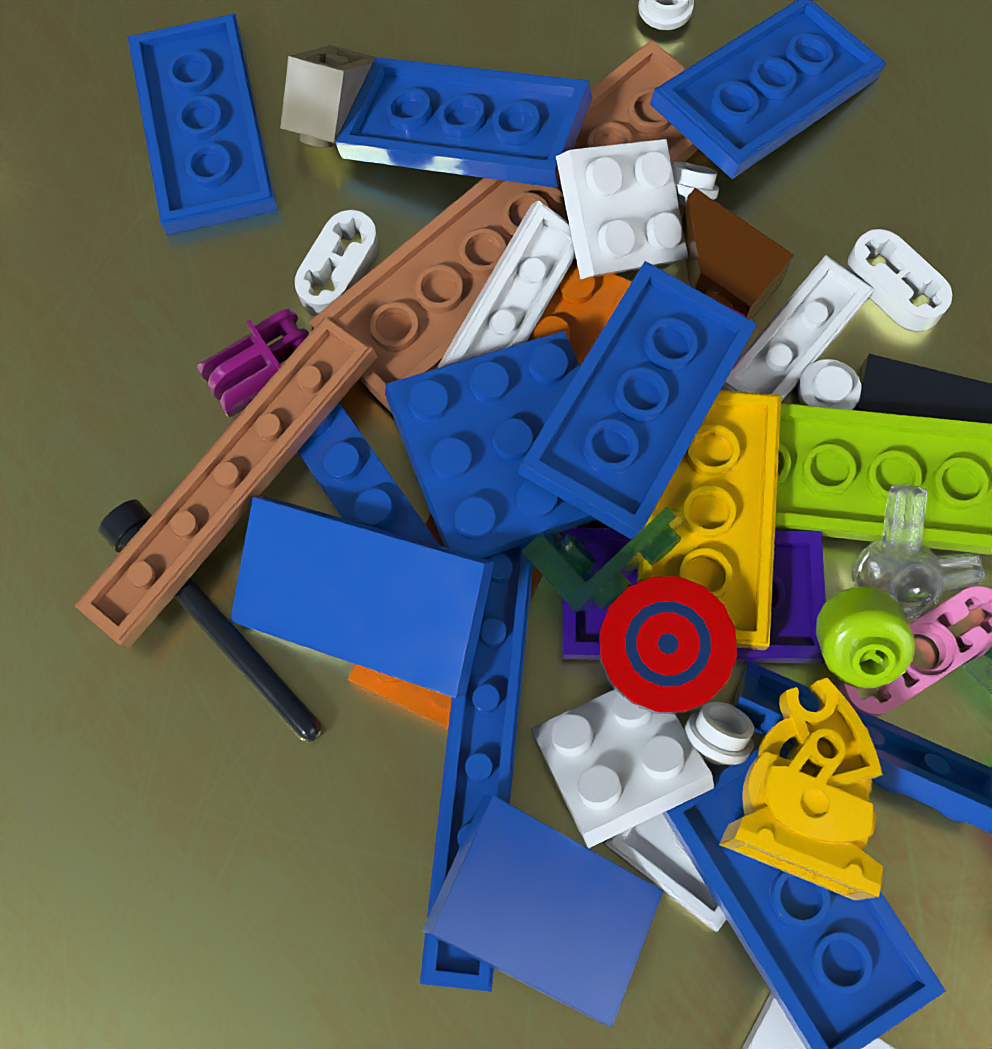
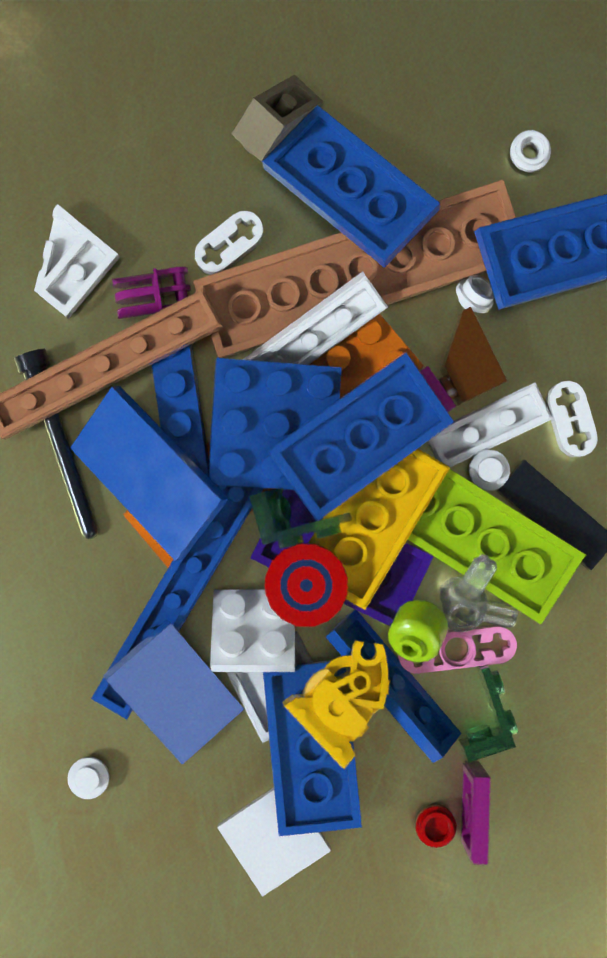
camera: 20 degrees right, 15 degrees up
(134, 375) = (72, 263): none -> white wing
(201, 125) = (184, 95): blue tile -> none
(622, 207) = (419, 299): white plate -> none
(721, 733) = (313, 645): white plate -> none

